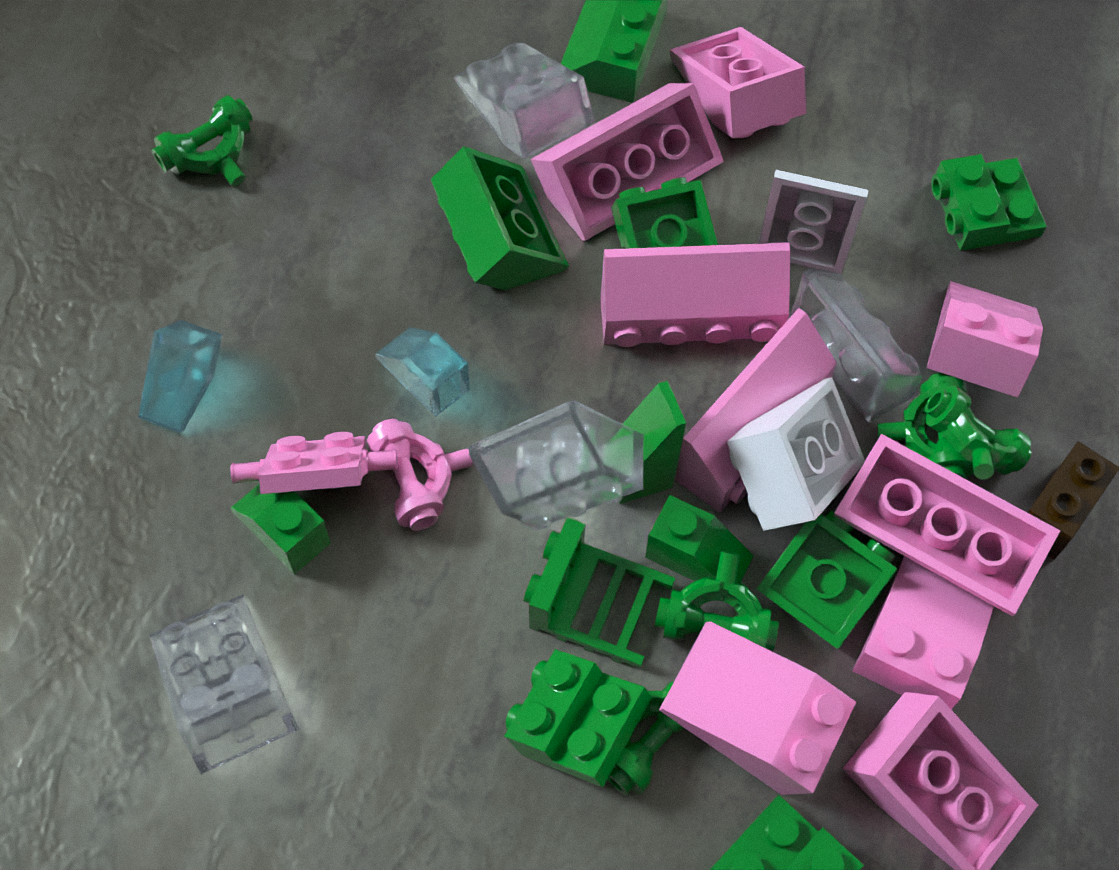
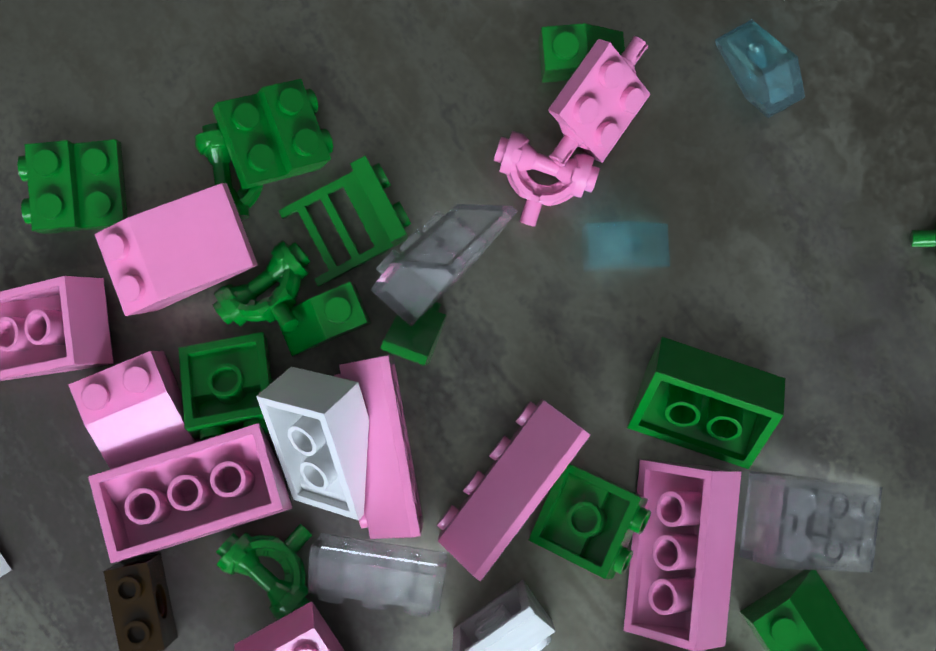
camera: 130 degrees right, 25 degrees up
(985, 447) = (212, 602): green piece -> none

